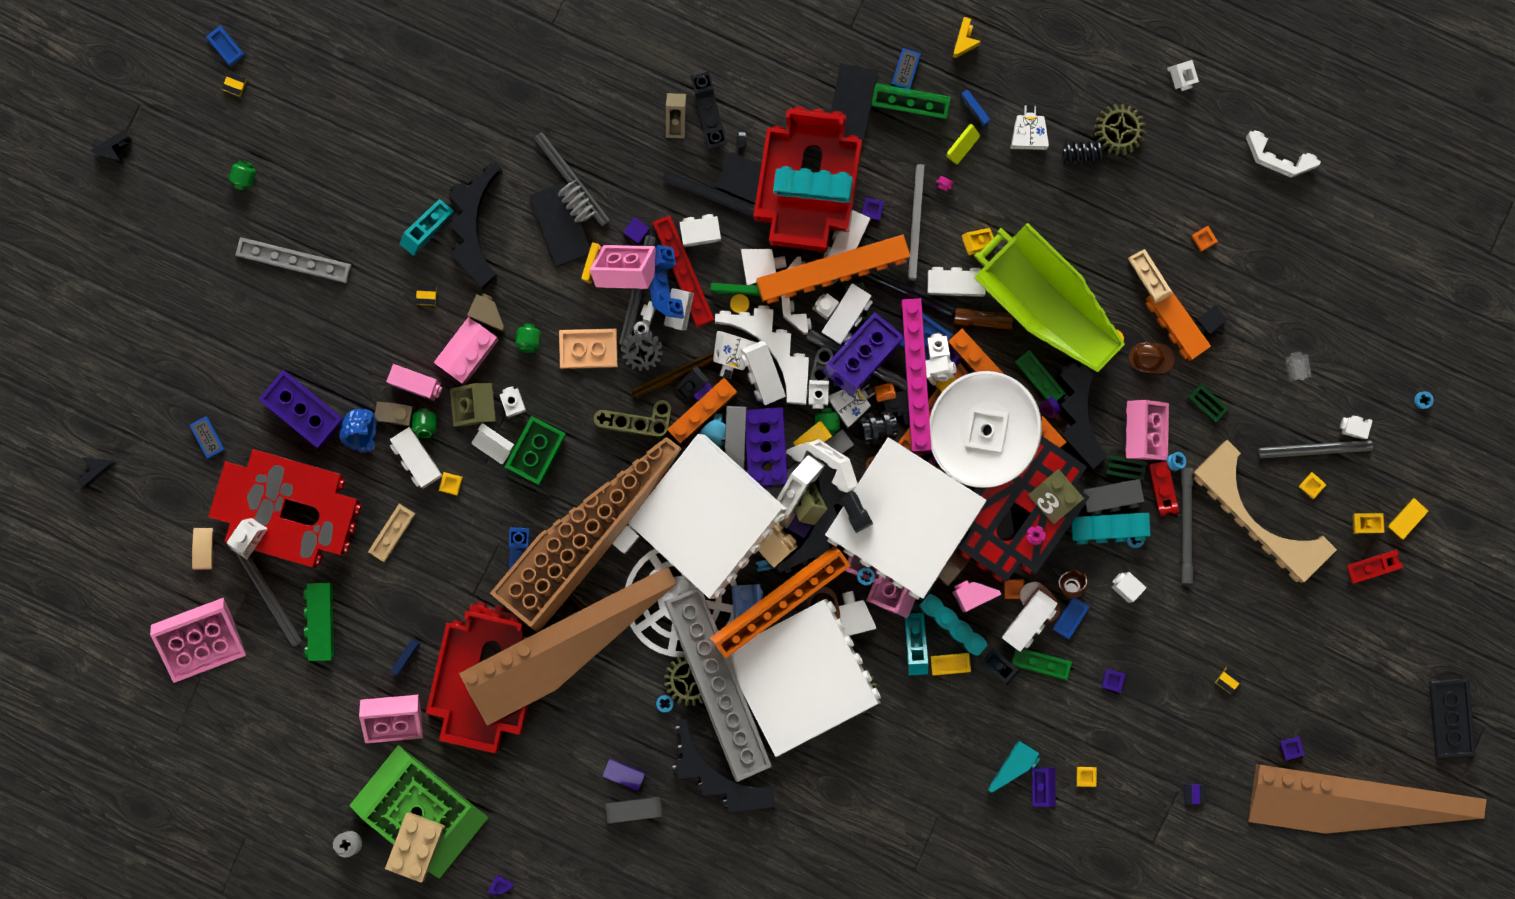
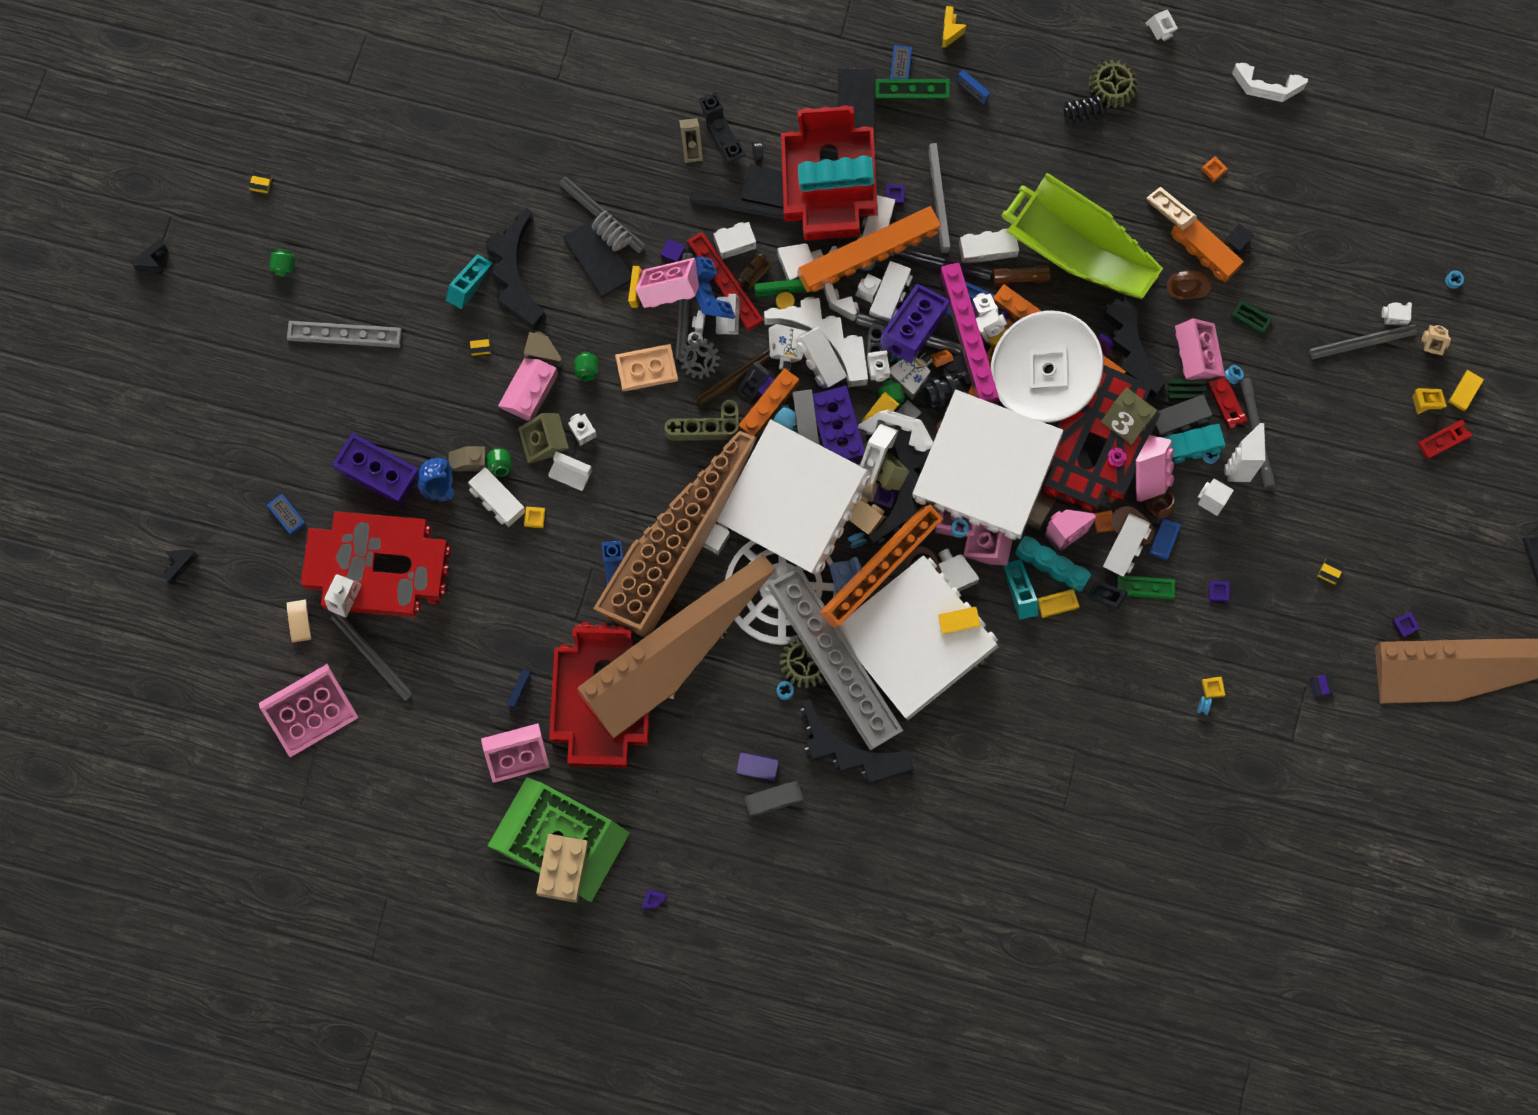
camera: 15 degrees left, 10 degrees down
(225, 46) = (246, 149): blue tile -> none
(319, 622) = (428, 671): green brick -> none
(347, 851) = (485, 881): light grey piece -> none
(391, 533) = (484, 574): tan tile -> none
(414, 382) = (483, 424): bright pink brick -> none
(535, 450) = (613, 469): green brick -> none
(708, 274) = (751, 276): none -> dark brown hinge
(845, 672) = (959, 620): none -> yellow tile
(857, 514) = (942, 467): black piece -> none
(944, 184) = (959, 159): dark pink plate -> none
(963, 144) = (968, 121): neon yellow slope -> none
(977, 240) = (998, 203): yellow slope -> none
(1017, 763) = (1143, 685): teal slope -> none
(1030, 131) = (1029, 99): white torso -> none
(1039, 376) = (1095, 324): green tile -> none
(1043, 787) = (1173, 705): dark purple slope -> none
(1072, 550) = (1154, 468): none -> bright pink slope
(1073, 794) = (1204, 705): none -> dark azure bush
(1168, 555) = (1247, 457): none -> white slope
(1219, 477) = (1279, 383): tan arch -> none
(1298, 366) = (1329, 268): clear brick -> none
(1312, 485) = (1368, 375): yellow tile -> none
(1388, 462) = (1436, 339): none -> tan brick

